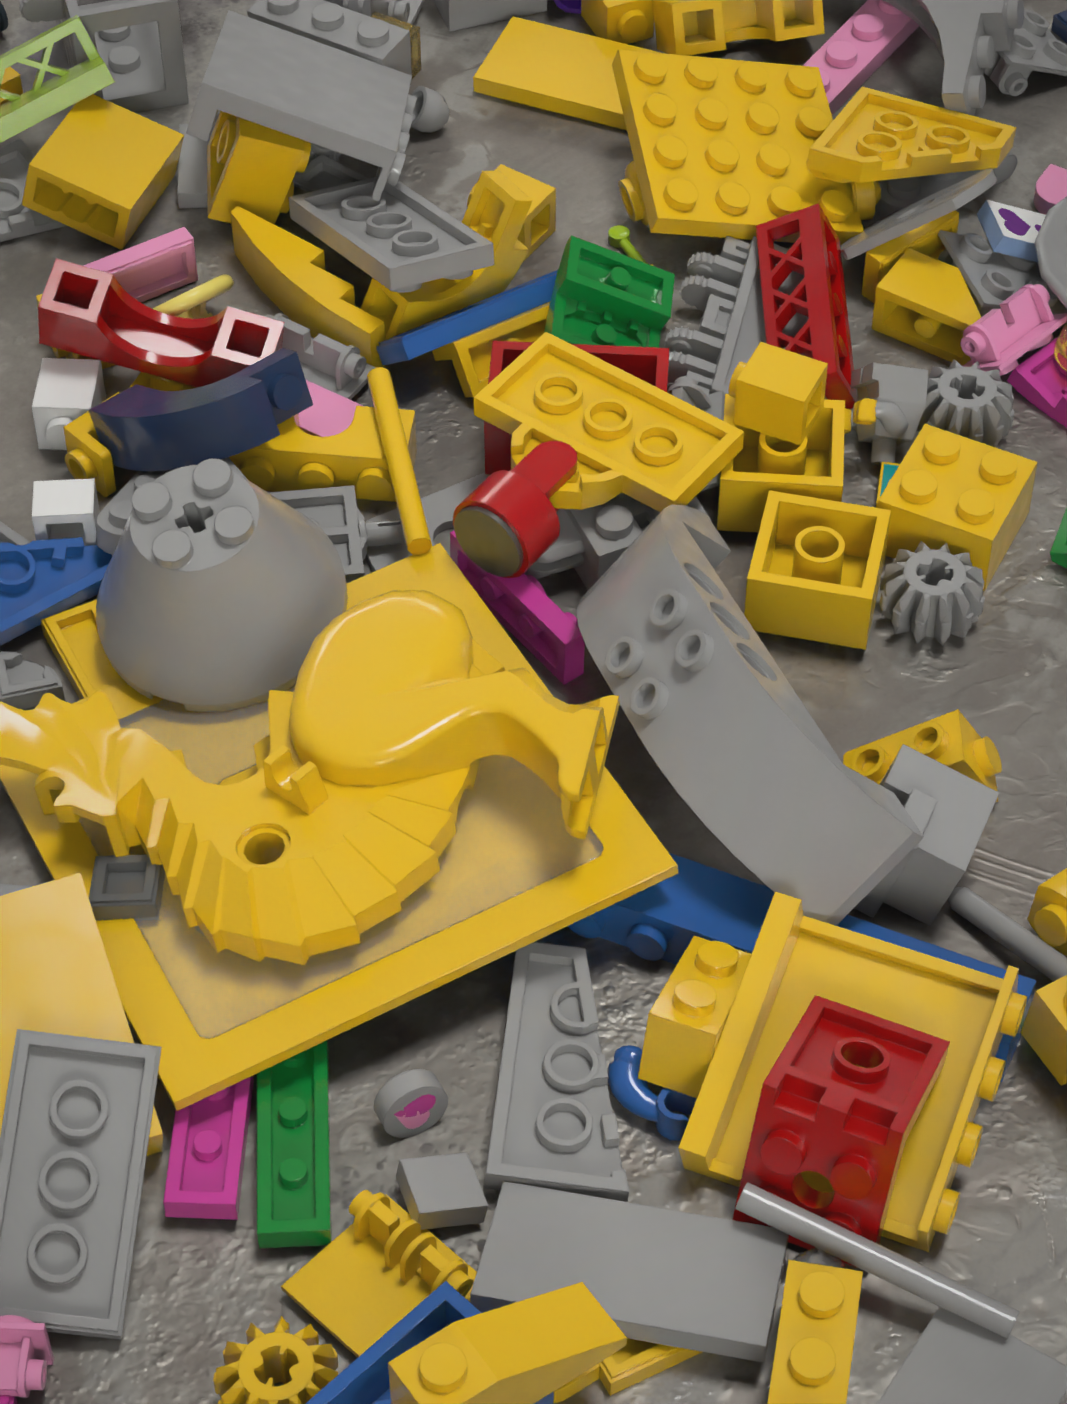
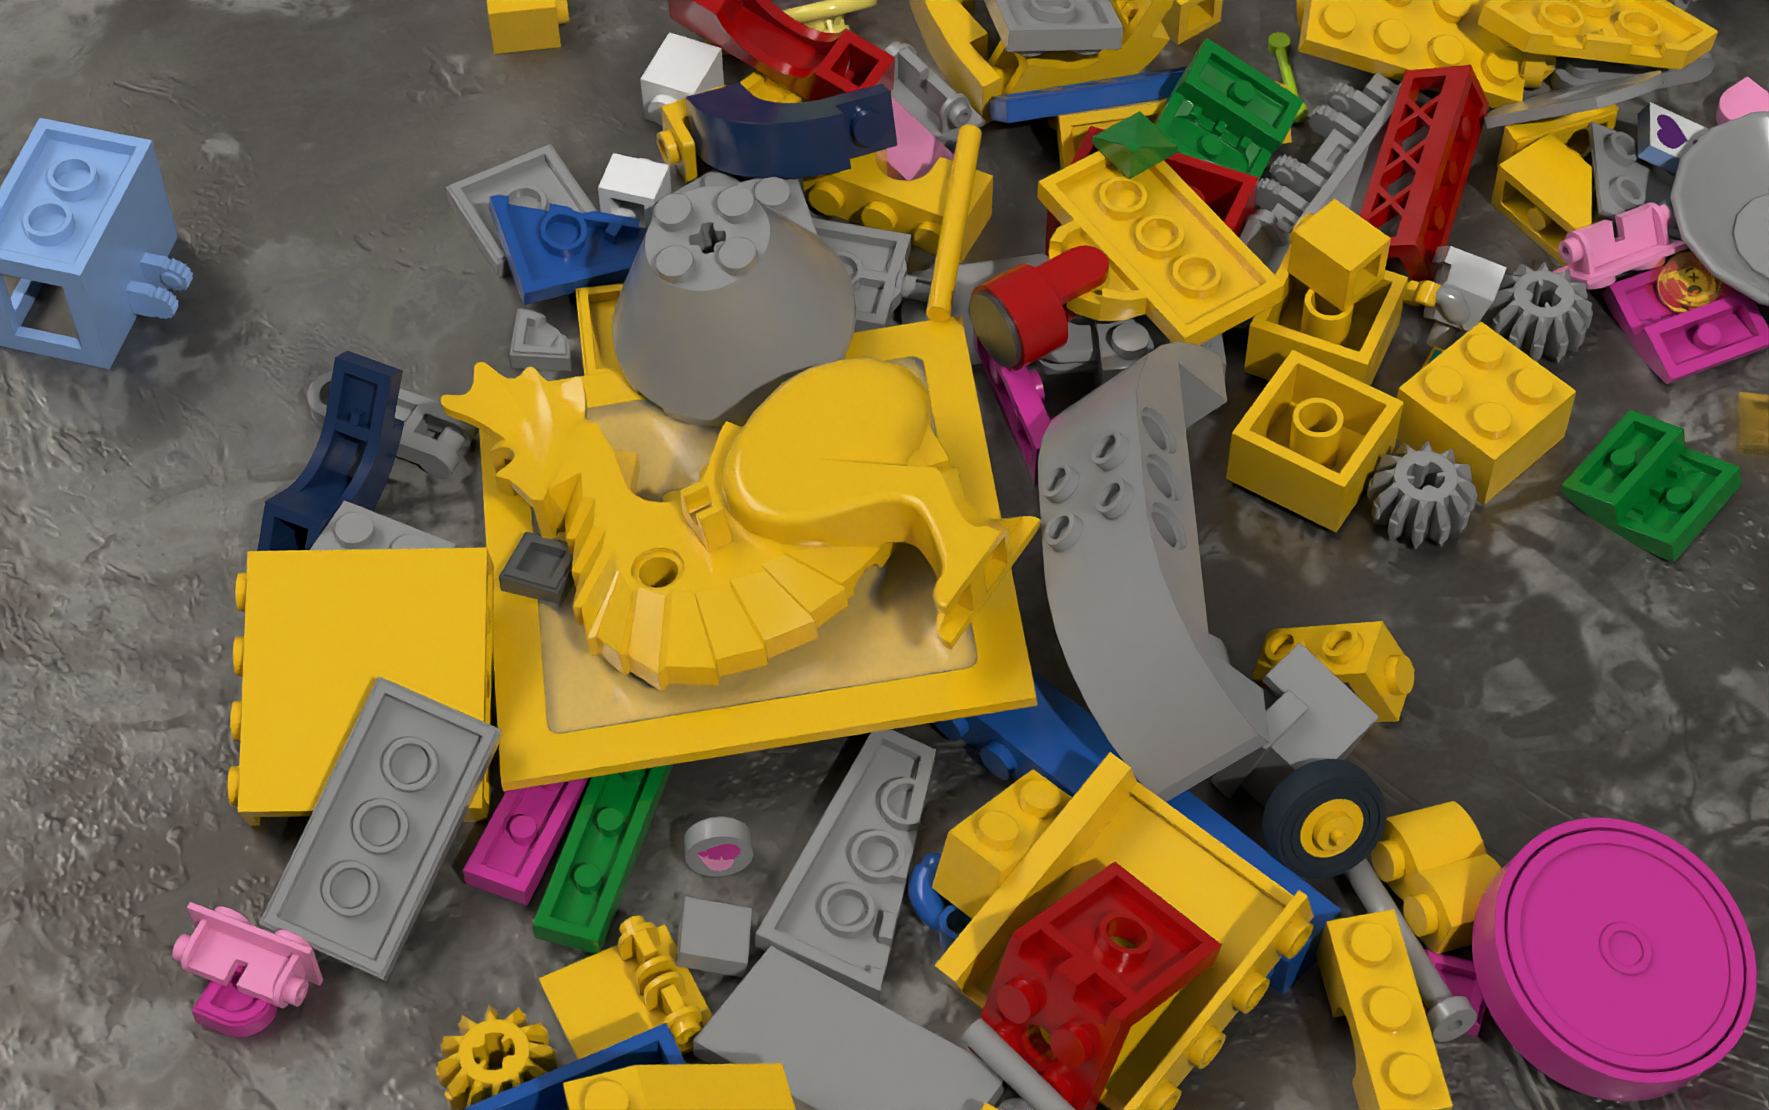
camera: 20 degrees right, 5 degrees up
(551, 342) = (1134, 145): none -> green slope
(987, 900) = (1324, 818): none -> black wheel

